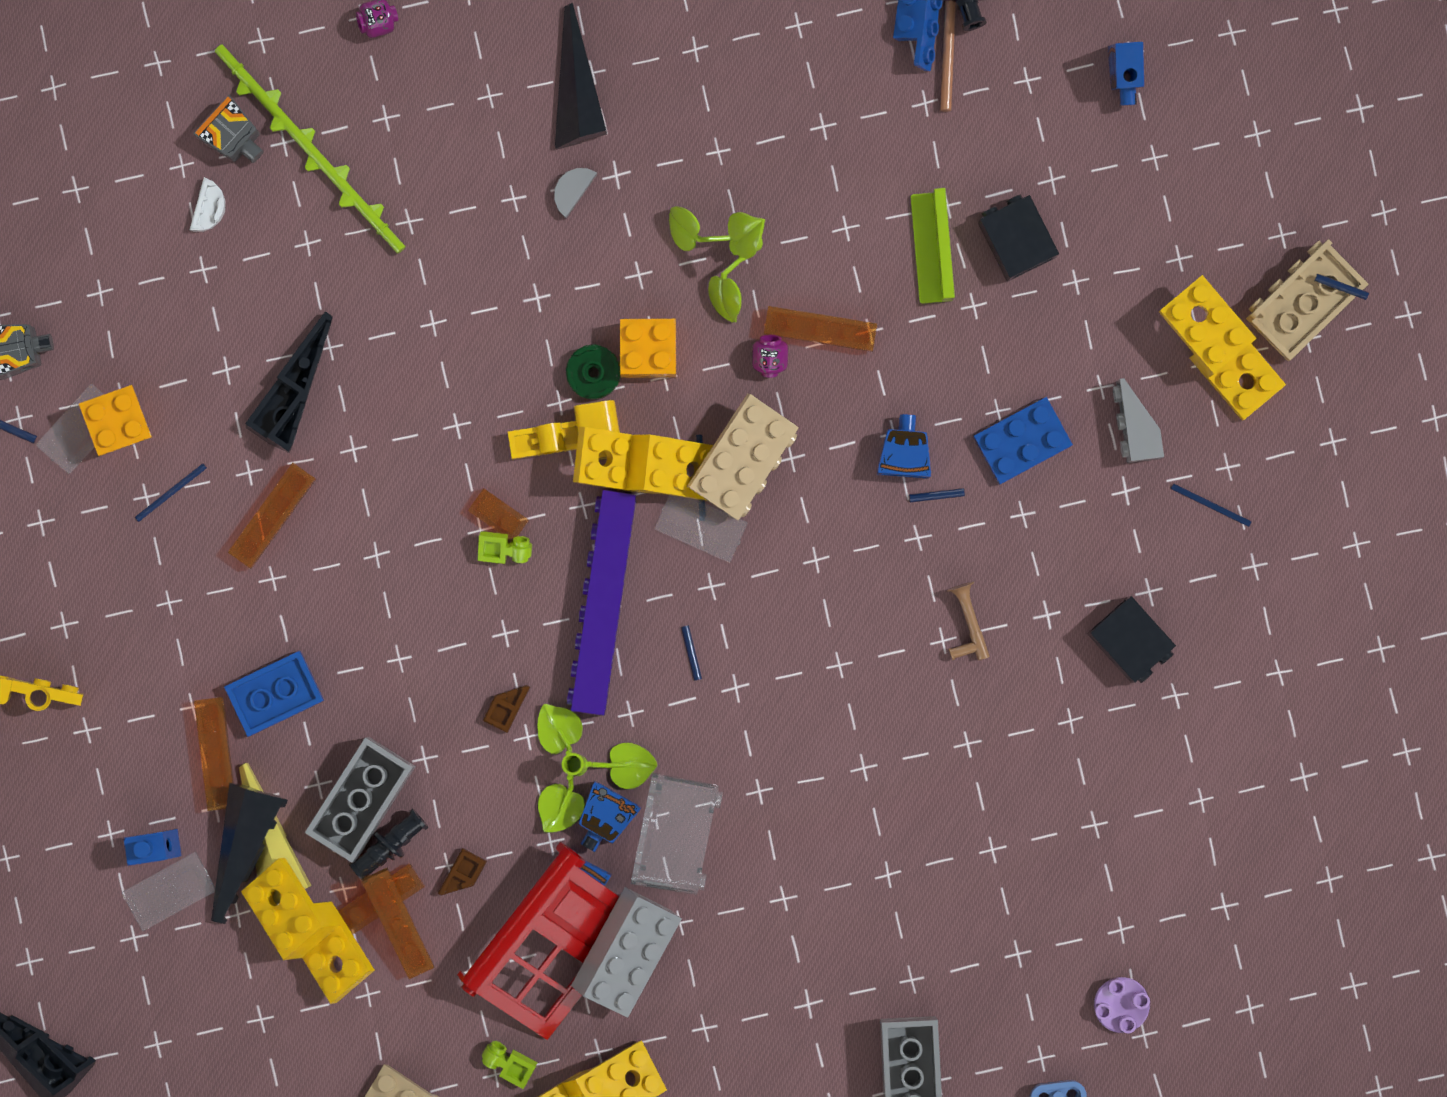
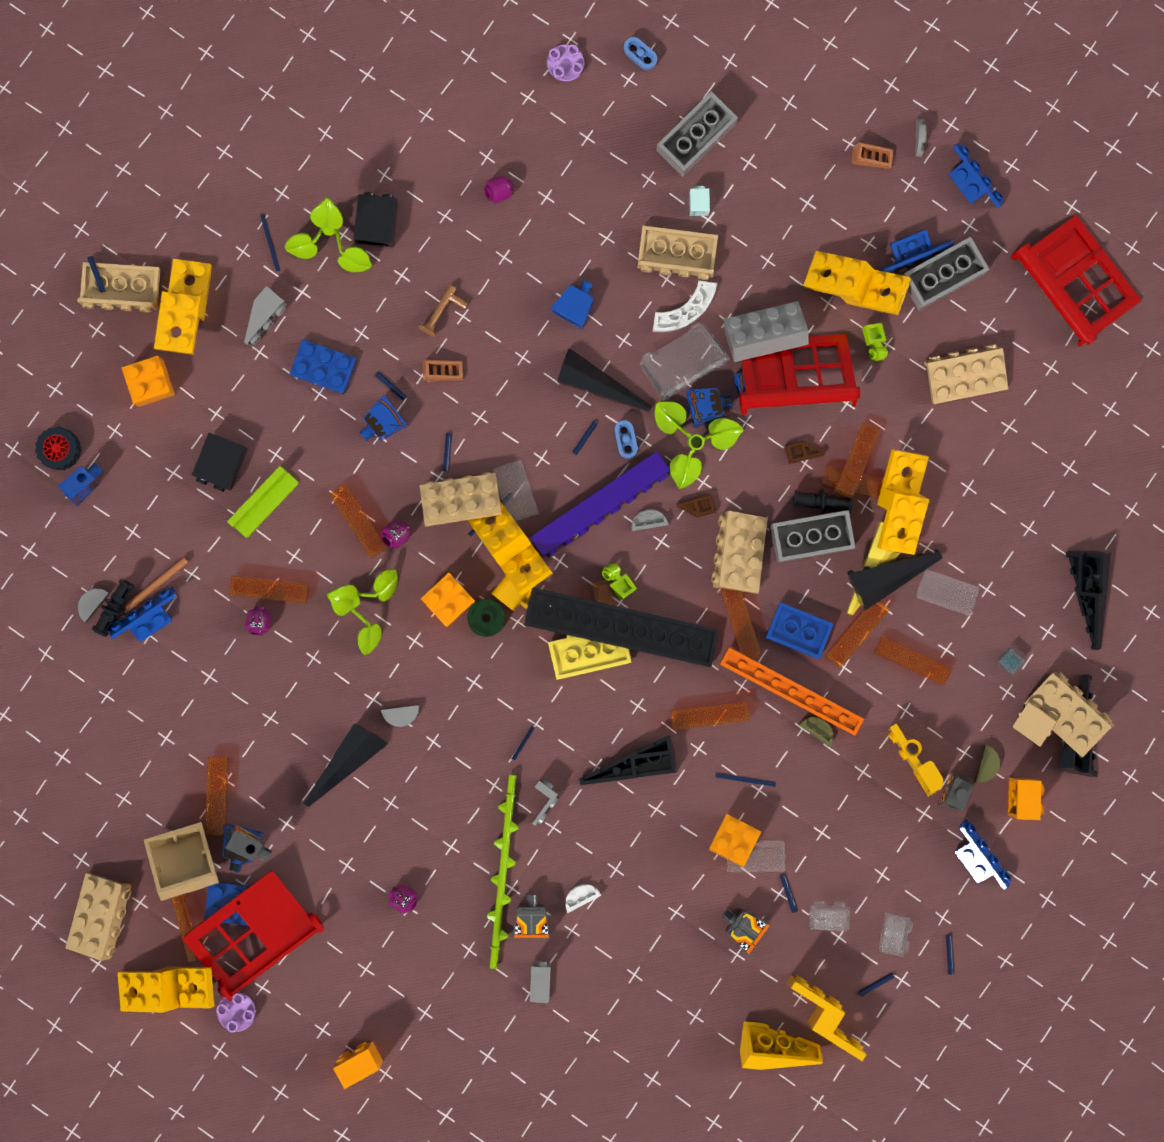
camera: 130 degrees left, 0 degrees up
(33, 891) = (1011, 661): none -> clear light blue plate
(131, 786) = (912, 660): none -> clear orange plate
(152, 847) = (933, 621): blue torso -> none
(153, 619) = (819, 728): none -> olive tile
(158, 83) = (540, 981): none -> light grey bracket
(217, 625) = (791, 691): none -> orange plate
(340, 639) = (741, 623): none -> clear orange plate
(353, 272) = (546, 788): none -> light grey bracket
(416, 706) = (739, 552): none -> tan bracket
(425, 292) = (523, 743): none -> dark blue piece
(450, 504) = (621, 627): none -> black plate
(460, 451) = (580, 656): none -> light yellow plate
(540, 641) = (649, 519): none -> light grey tile
(648, 695) = (626, 439): none -> medium blue plate
(726, 890) = (687, 313): none -> white tile
(754, 714) = (583, 375): none -> black wedge
(801, 936) = (677, 252): none -> tan bracket
(809, 127) = (258, 621): none -> magenta head
(810, 491) = (447, 452): none -> dark blue piece
(833, 169) = (269, 589): none -> clear orange plate
(836, 1011) = (699, 201): none -> light aqua brick
(844, 773) = (574, 304): none -> blue torso
(902, 550) = (442, 377): none -> nougat slope
(1046, 804) = (498, 189): none -> magenta head
(1172, 586) = (329, 219): none -> lime plant
(1174, 239) = (148, 381): none -> light orange brick
(1188, 80) = (58, 448): none -> black wheel

